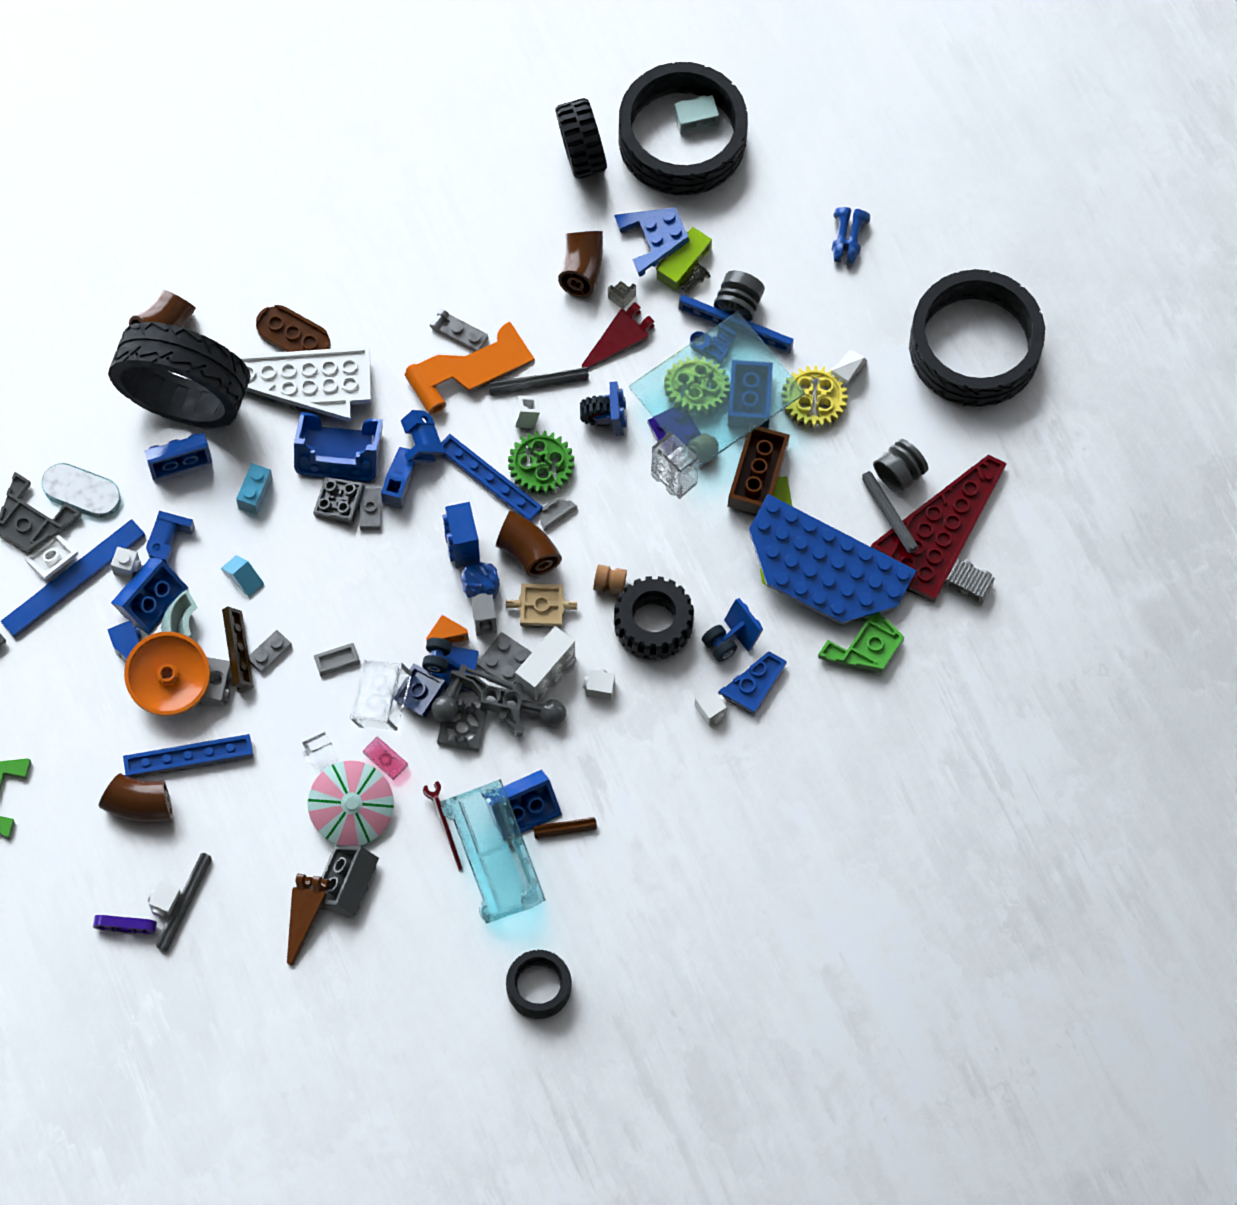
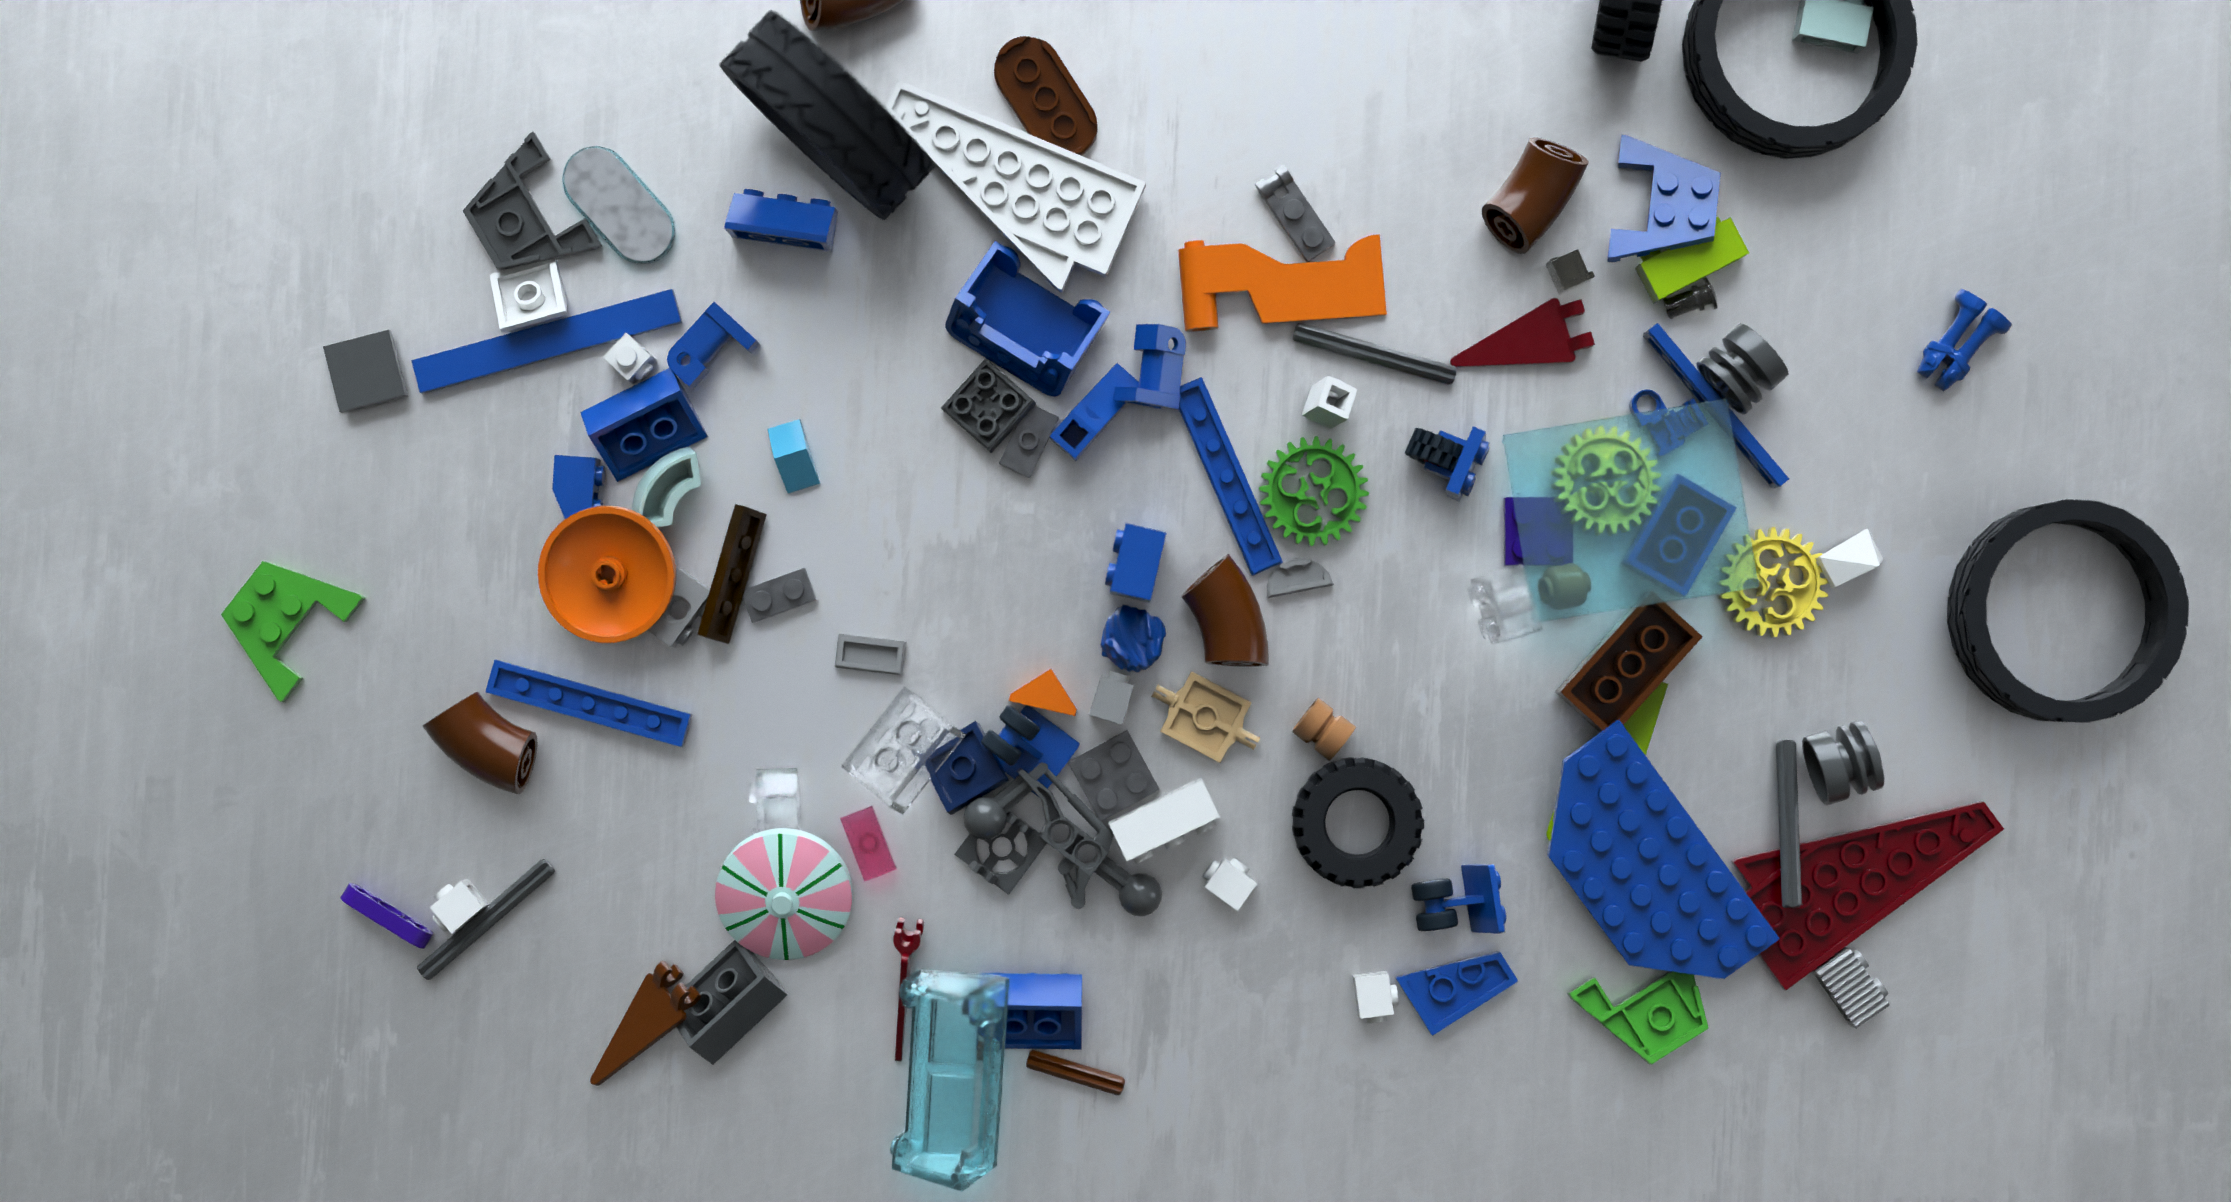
camera: 30 degrees right, 20 degrees up
(254, 489) = (871, 330): medium azure brick -> none

